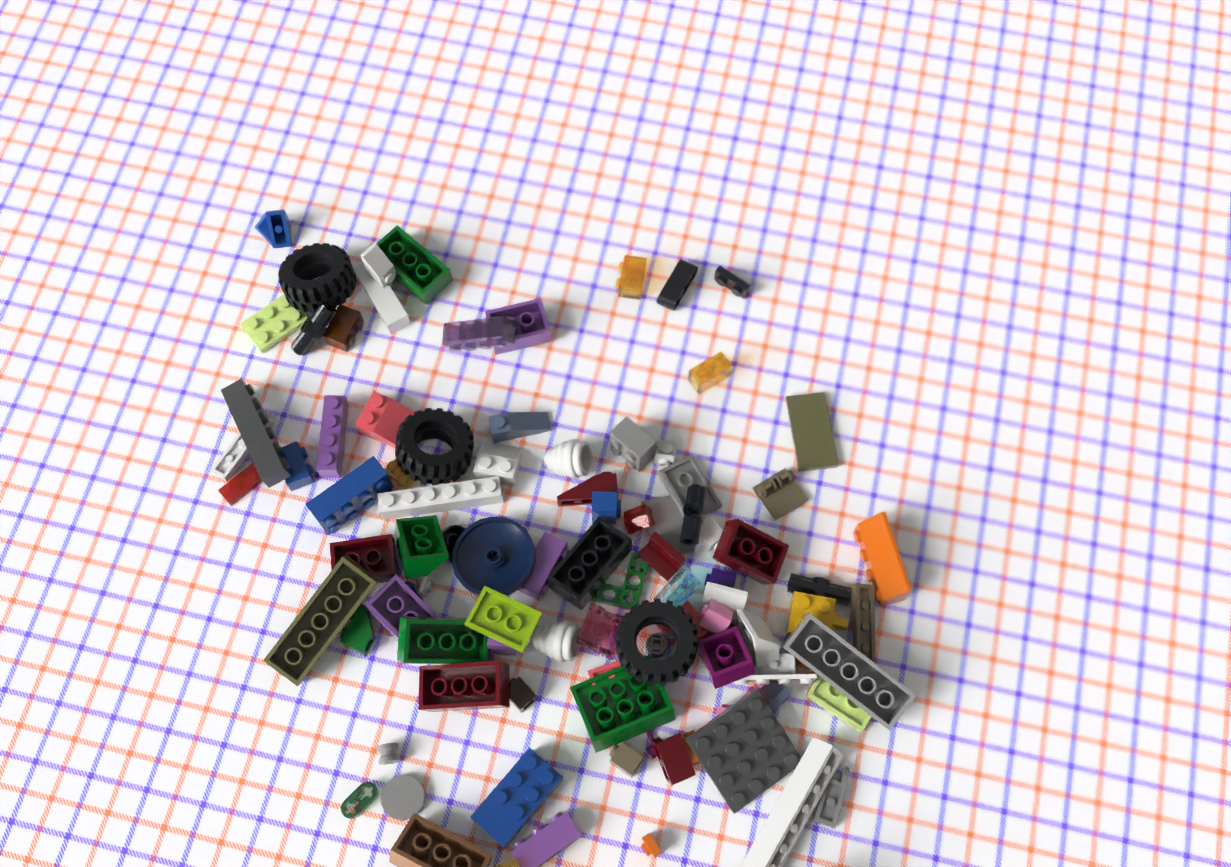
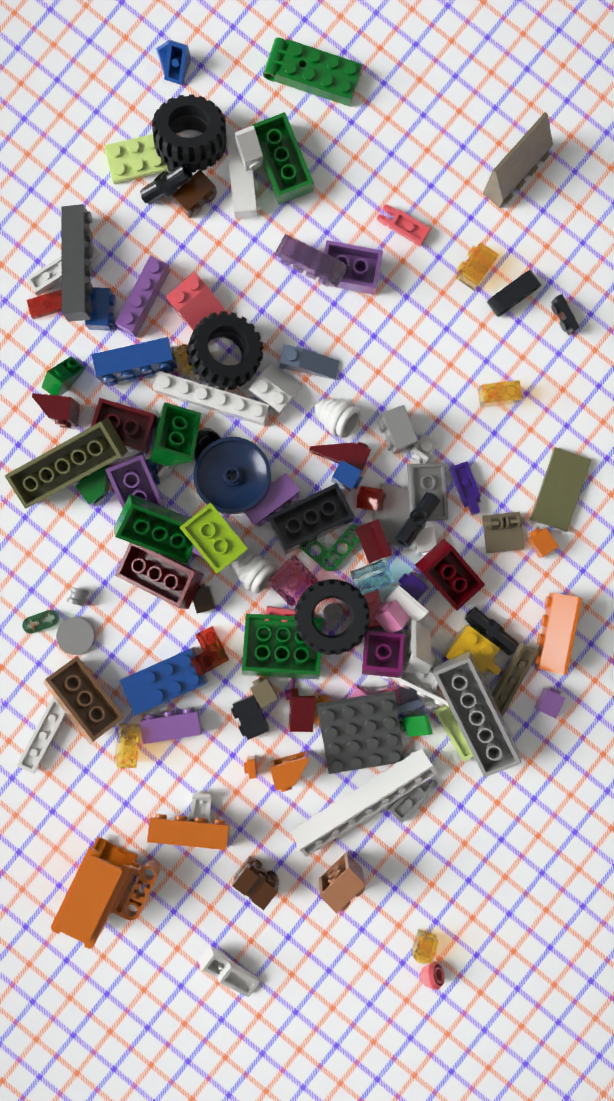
camera: 20 degrees right, 20 degrees up
(283, 544) = (62, 376): none -> green slope
(292, 573) = (60, 409): none -> dark red slope
(406, 186) = (323, 73): none -> green hinge
(549, 272) = (404, 225): none -> coral hinge
(554, 744) = (213, 652): none -> clear red plate
(624, 791) = (250, 716): none -> black brick
(625, 179) = (520, 162): none -> dark tan slope
(690, 827) = (288, 770): none -> orange slope
(723, 468) = (466, 486): none -> dark purple hinge
(795, 714) = (416, 724): none -> green slope
(820, 484) = (542, 542): none -> orange brick
(912, 631) = (550, 702): none -> medium lavender brick

